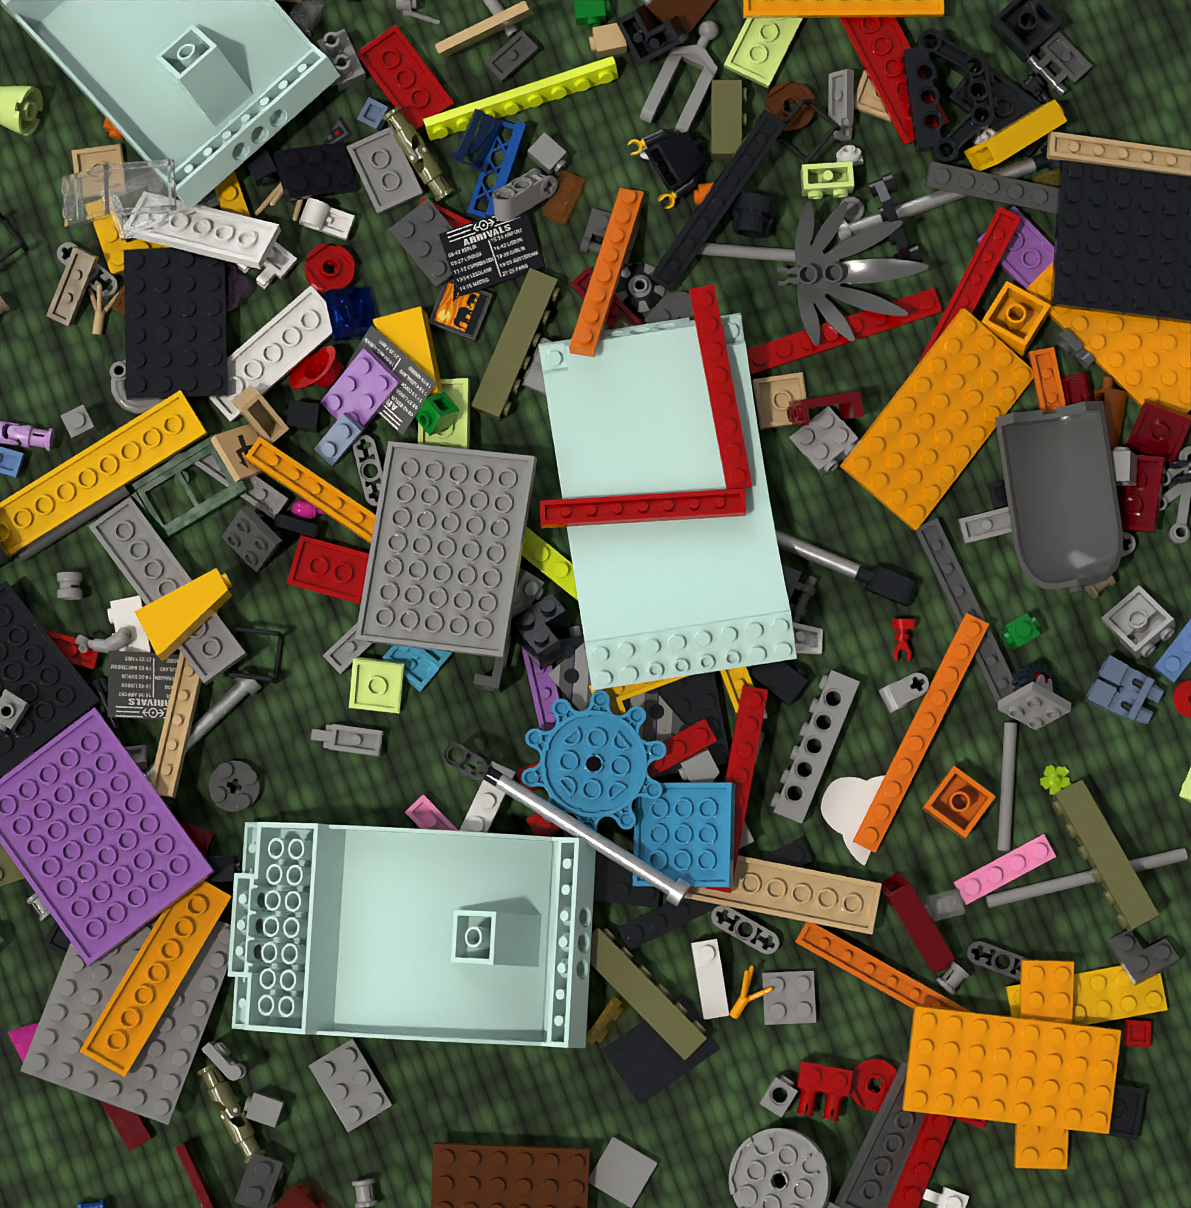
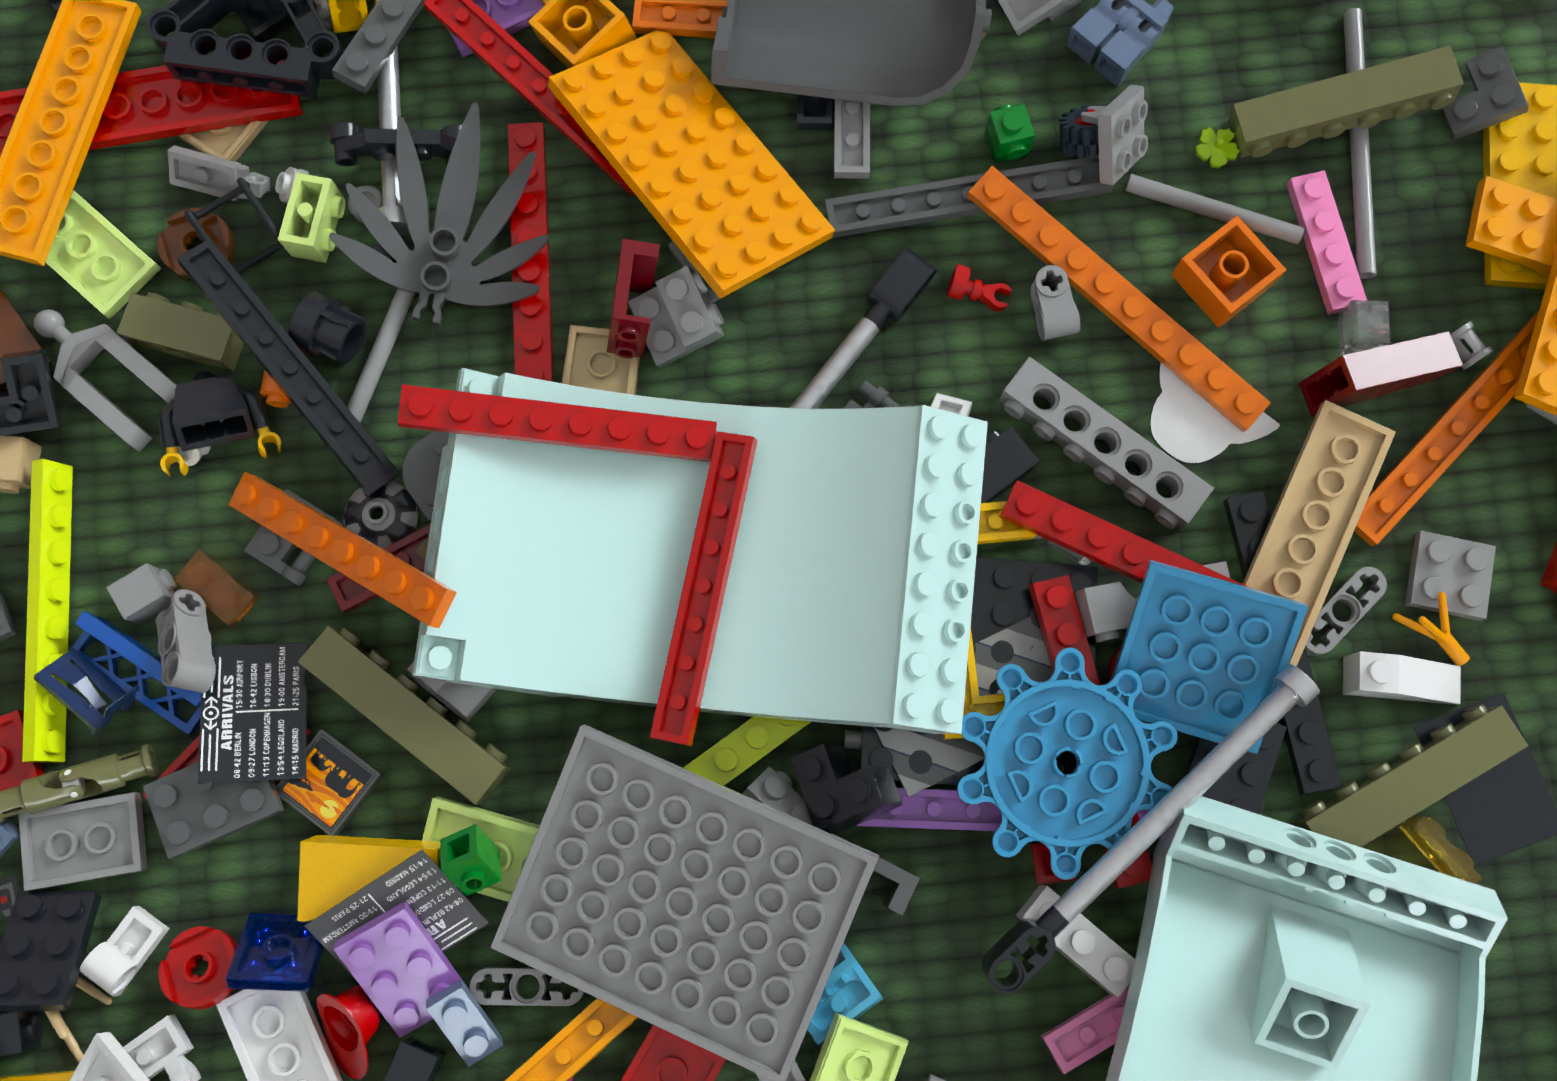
camera: 75 degrees left, 5 degrees down
(982, 961) = (1439, 284): dark grey beam -> none

